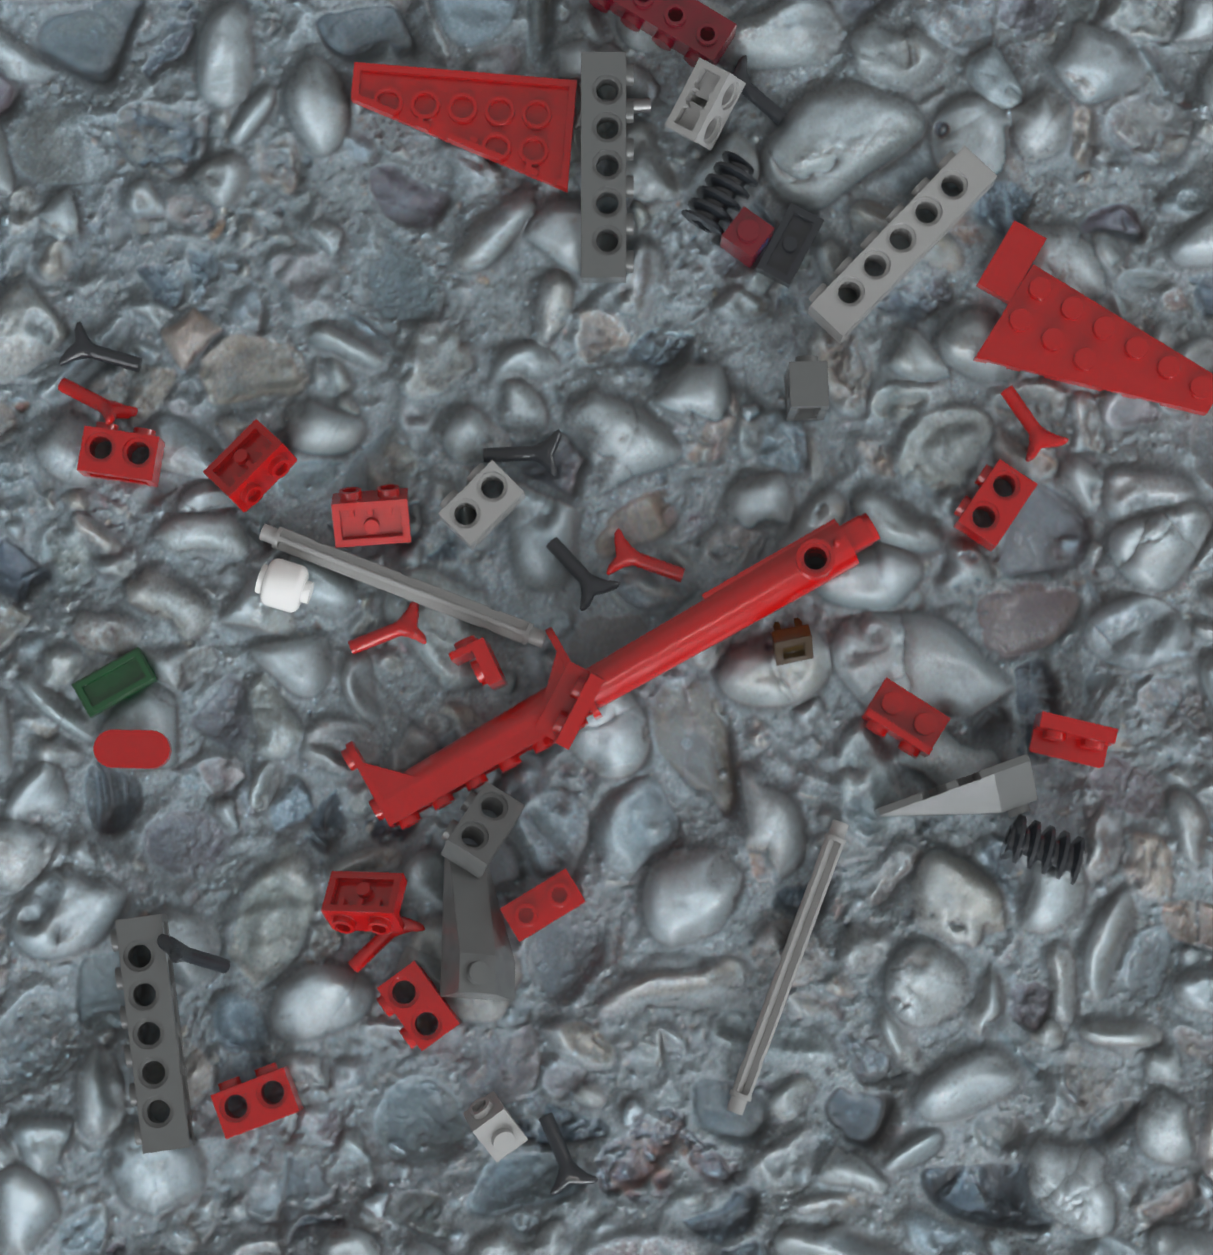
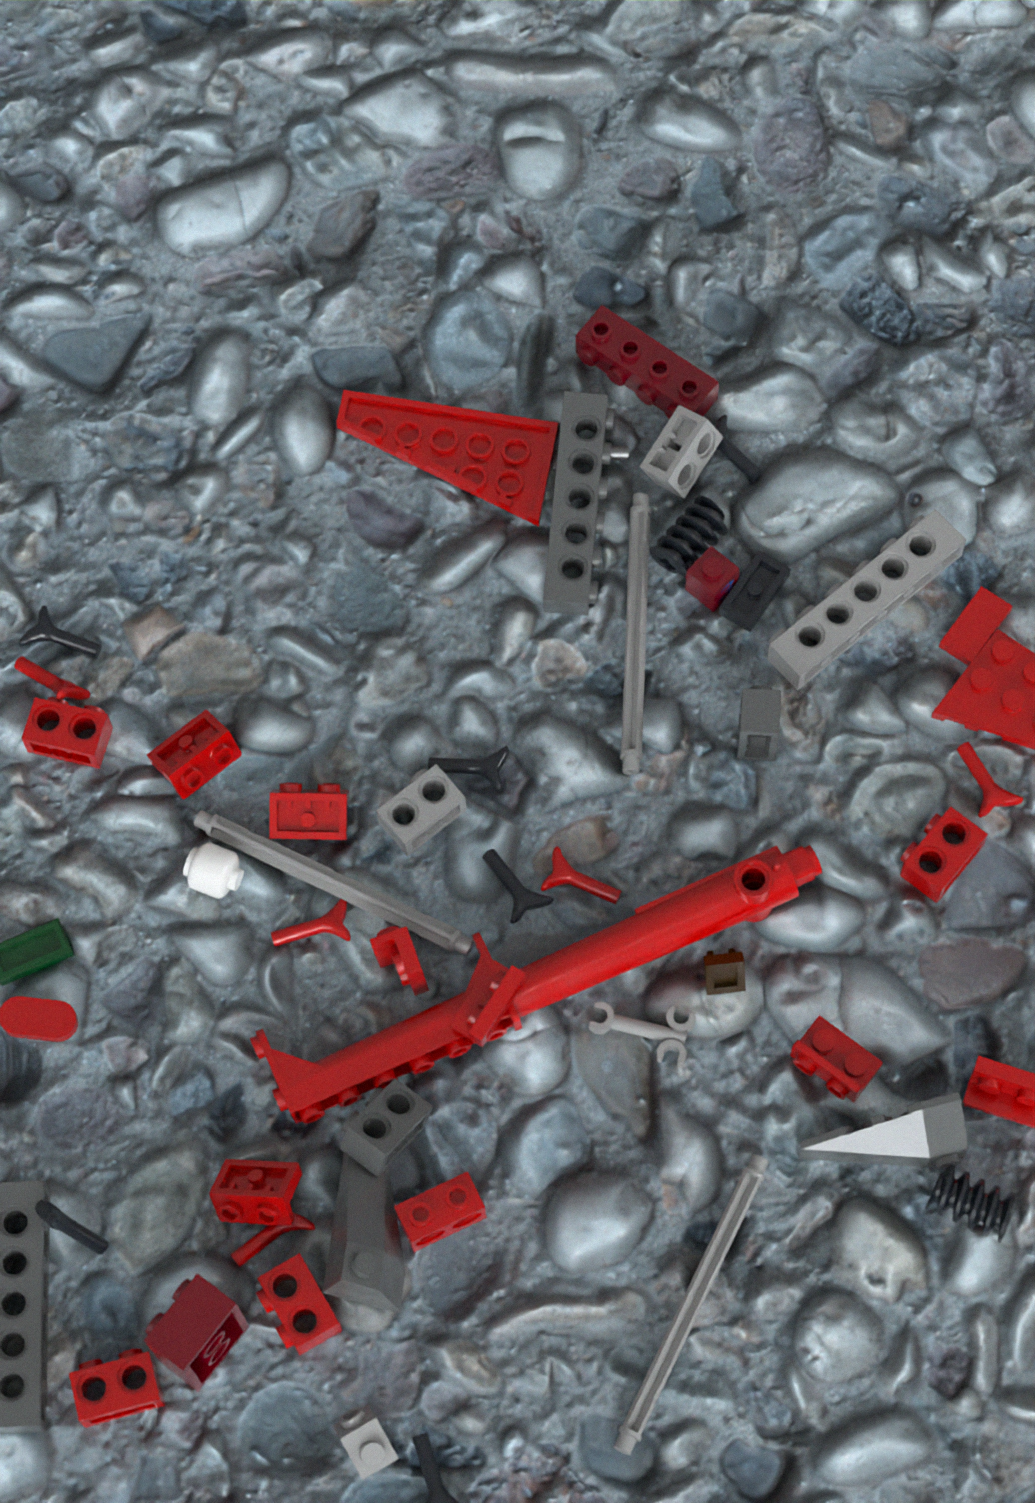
camera: 10 degrees right, 15 degrees down
(326, 1049) = (196, 1331): none -> dark red brick
(675, 298) = (635, 636): none -> light grey piece
(747, 709) = (672, 1036): none -> light grey bar

